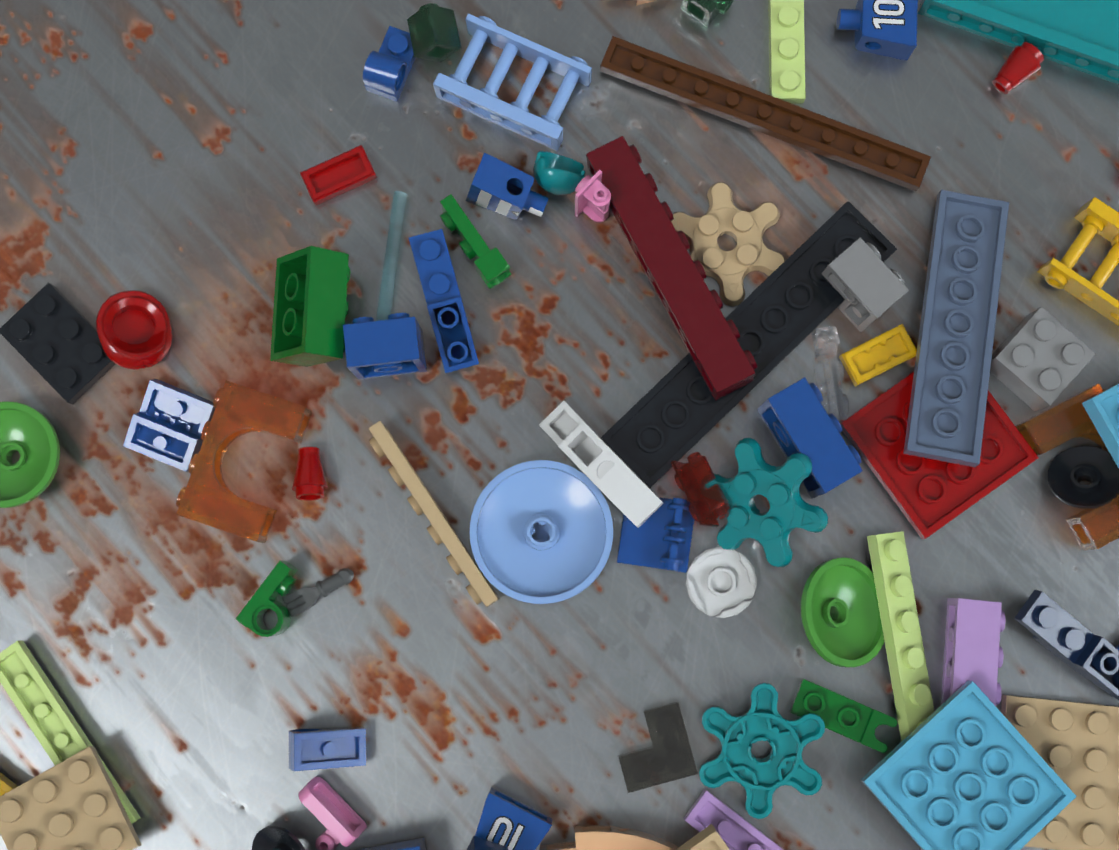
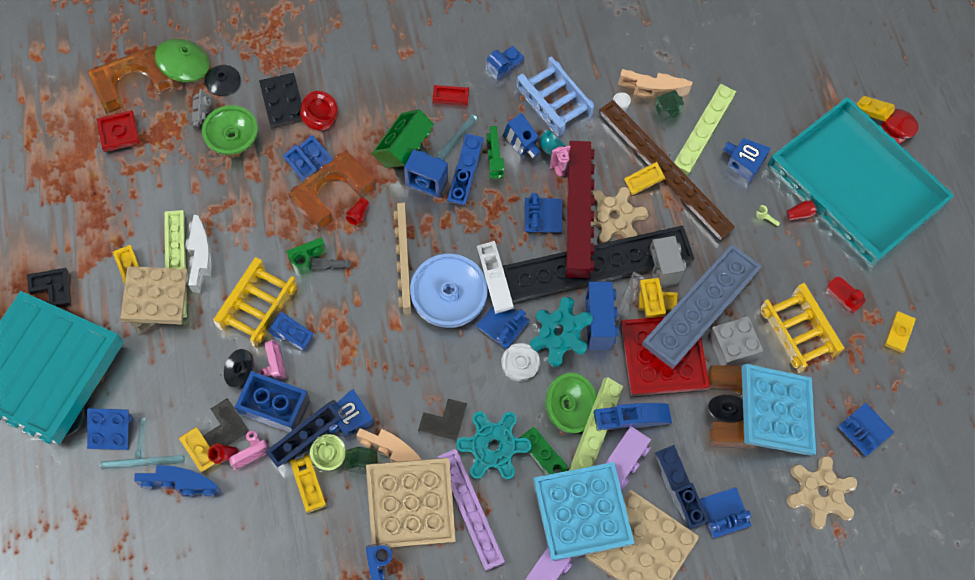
camera: 25 degrees right, 15 degrees down
(86, 687) = (200, 253): none -> white slope
(206, 749) = (246, 286): none -> yellow fence
(434, 33) = (530, 57): clear green brick -> none
(613, 307) = (543, 214): none -> blue hinge
(624, 26) = (622, 100): none -> white piece
(706, 505) = (534, 318): clear red hinge -> none
(741, 151) = (644, 178): none -> yellow plate
(873, 359) = (652, 298): none -> yellow plate
(952, 581) = (632, 415): none -> blue slope
(966, 107) = (764, 215): none -> yellowish green hand

